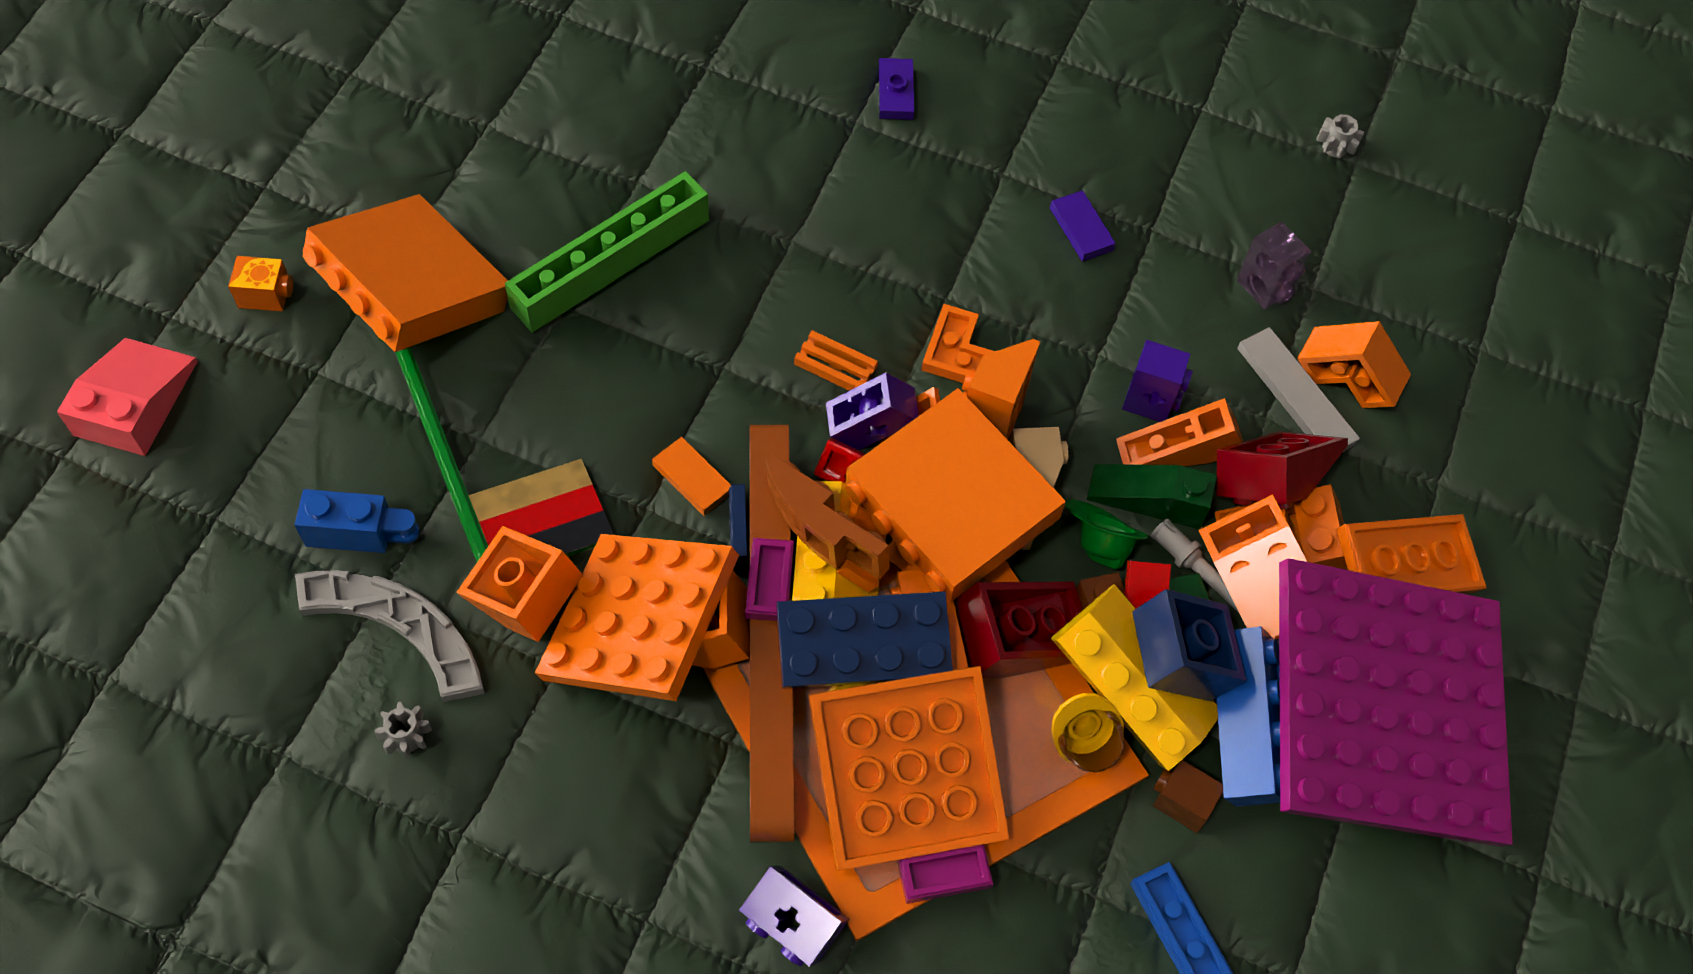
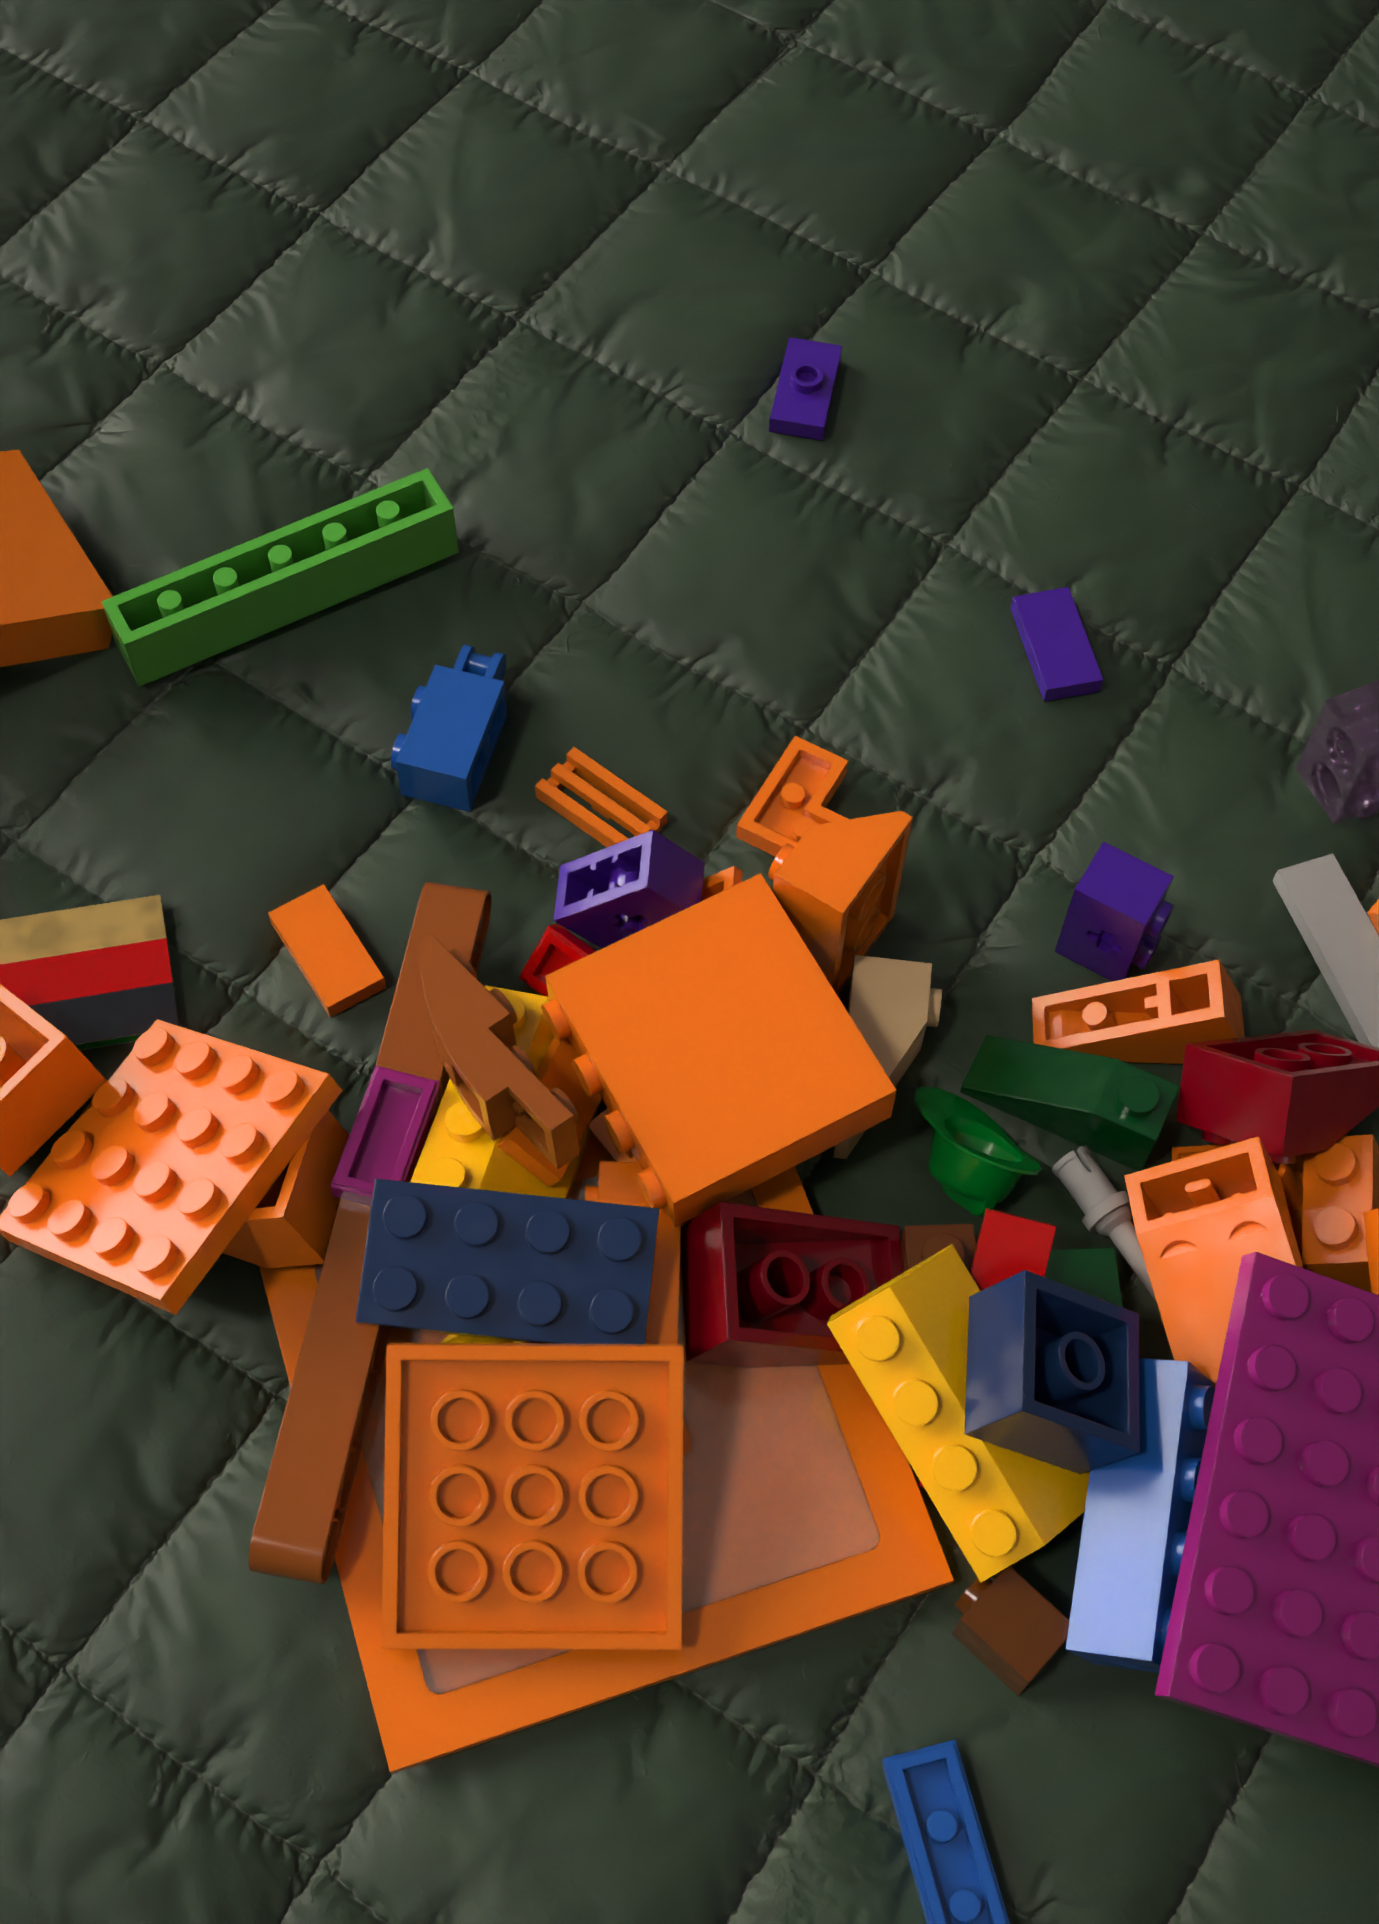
camera: 15 degrees right, 0 degrees up
(737, 331) = (453, 731): none -> blue brick
(738, 525) = (368, 1038): dark blue tile -> none
(817, 918) = (299, 1743): brick -> none
(945, 874) = (562, 1687): magenta tile -> none
(1088, 732) = (856, 1490): yellow piece -> none

